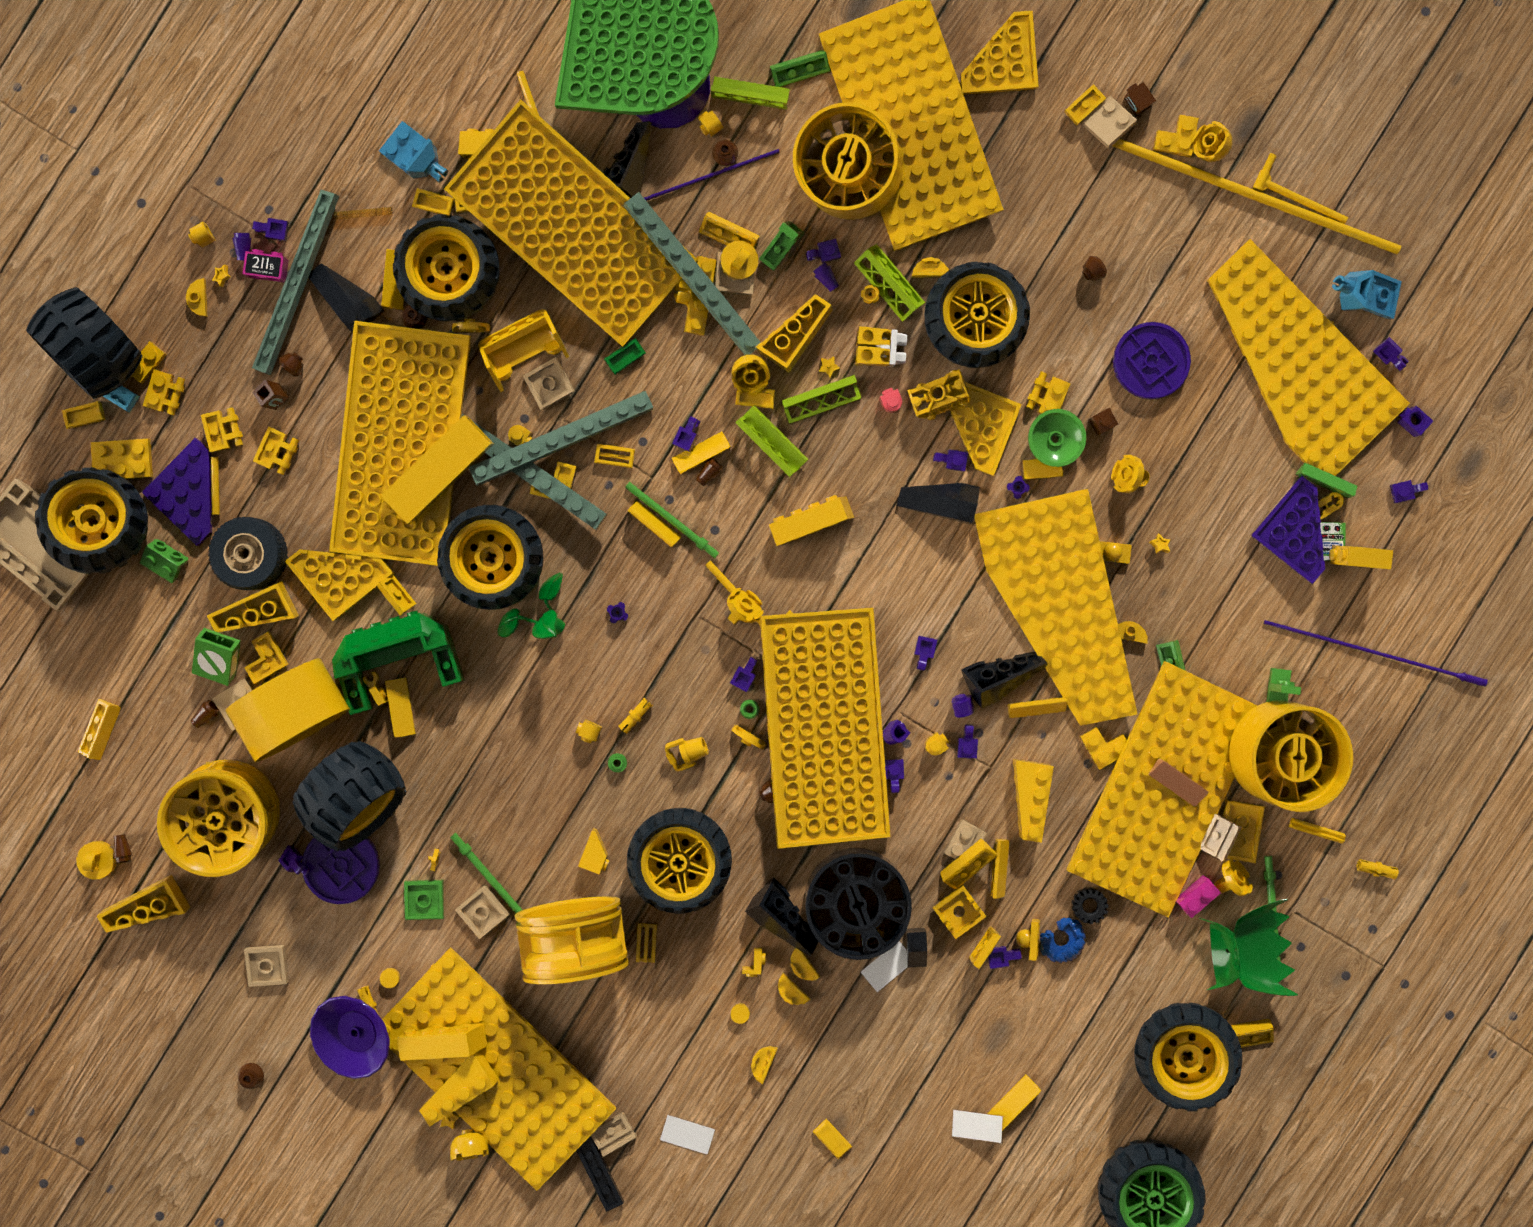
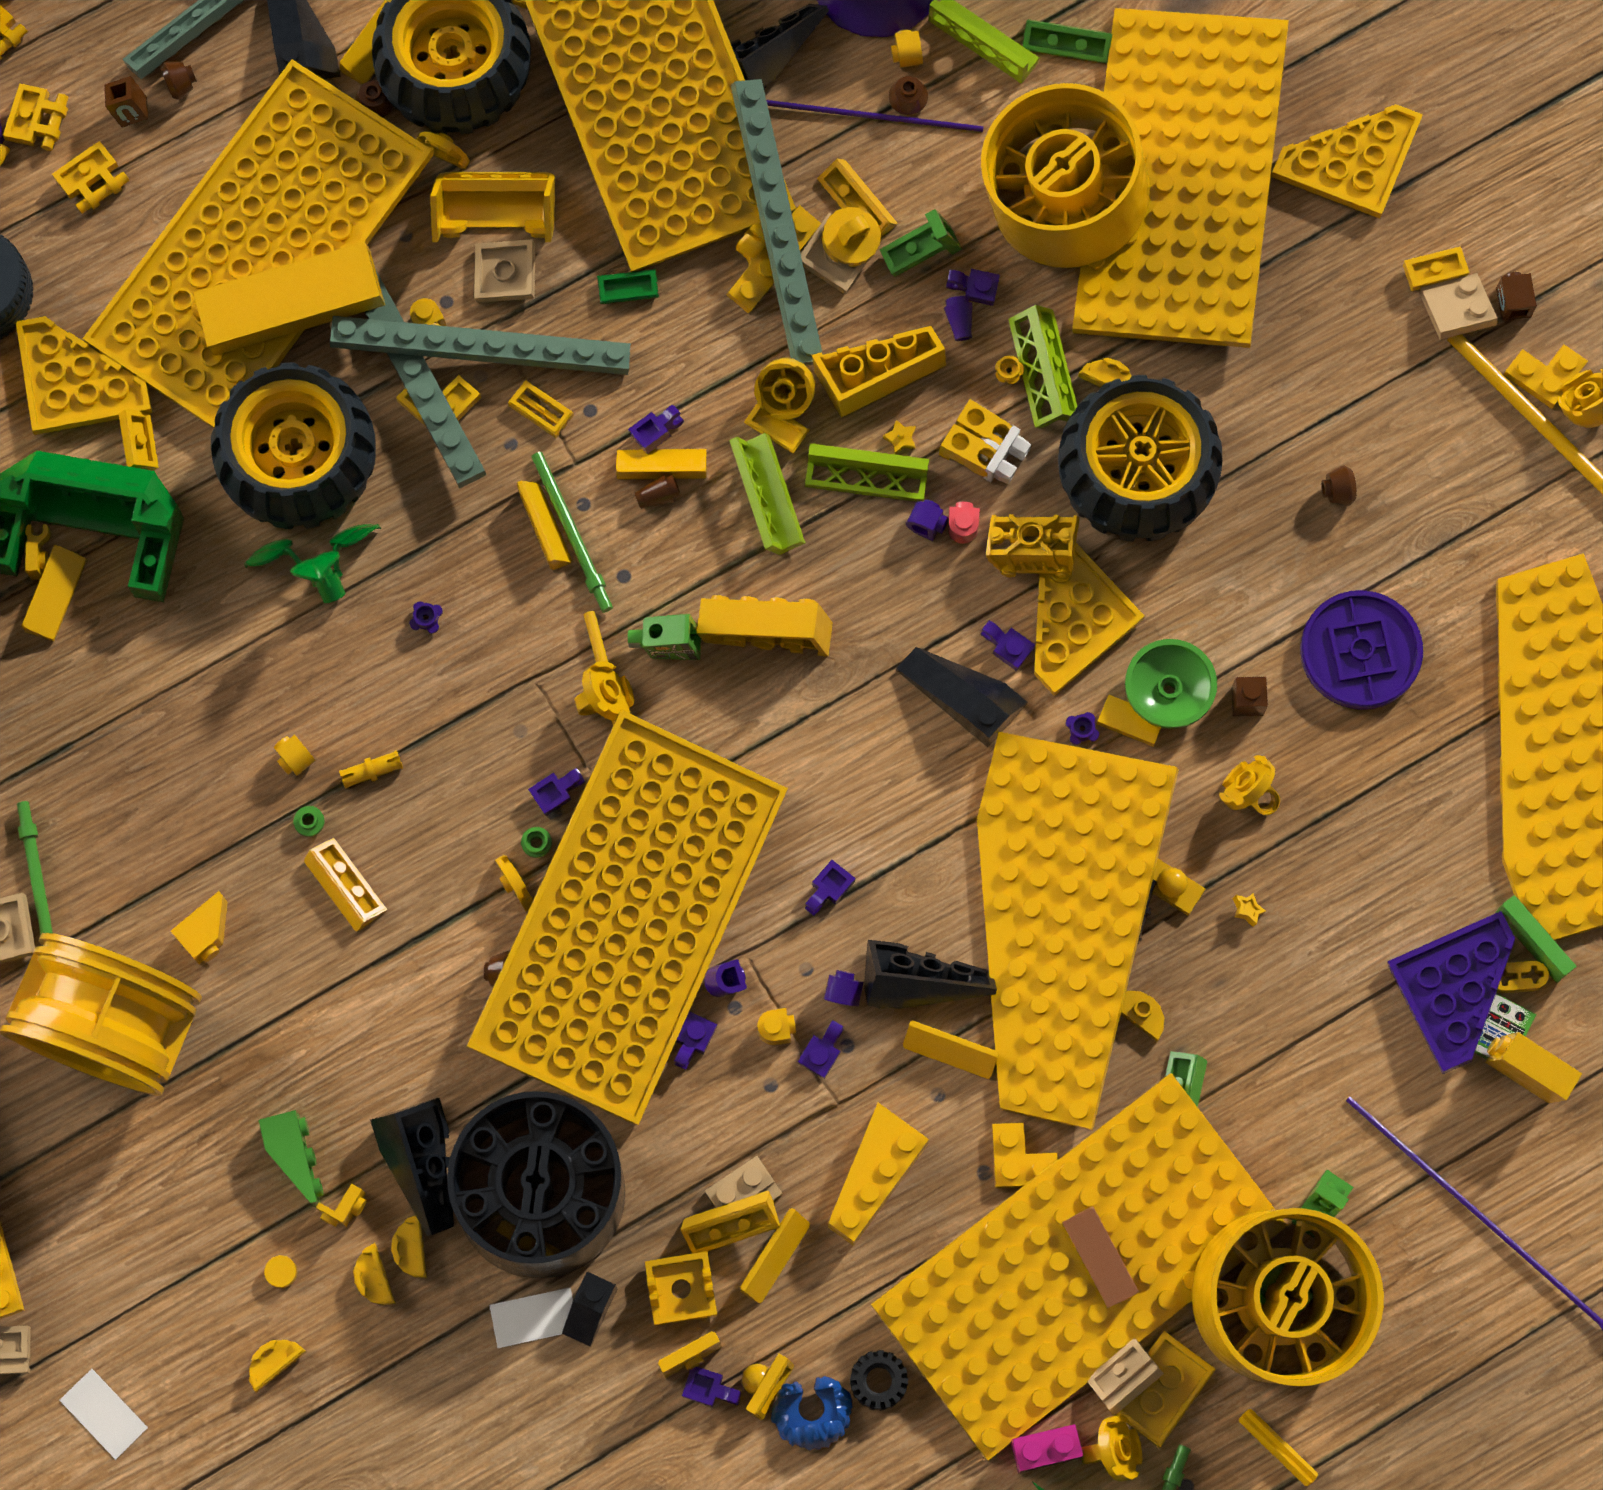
camera: 30 degrees right, 15 degrees down
(645, 959) = (194, 1091): yellow tile -> none
(656, 786) = (344, 884): none -> yellow slope
(690, 751) = (418, 856): yellow piece -> none
(704, 838) = (353, 1029): wheel -> none
(709, 949) = (287, 1146): none -> bright green slope
(767, 553) = (668, 637): none -> bright green torso
(869, 409) = (927, 519): none -> dark purple plate
(1054, 394) = (1199, 629): yellow plate -> none

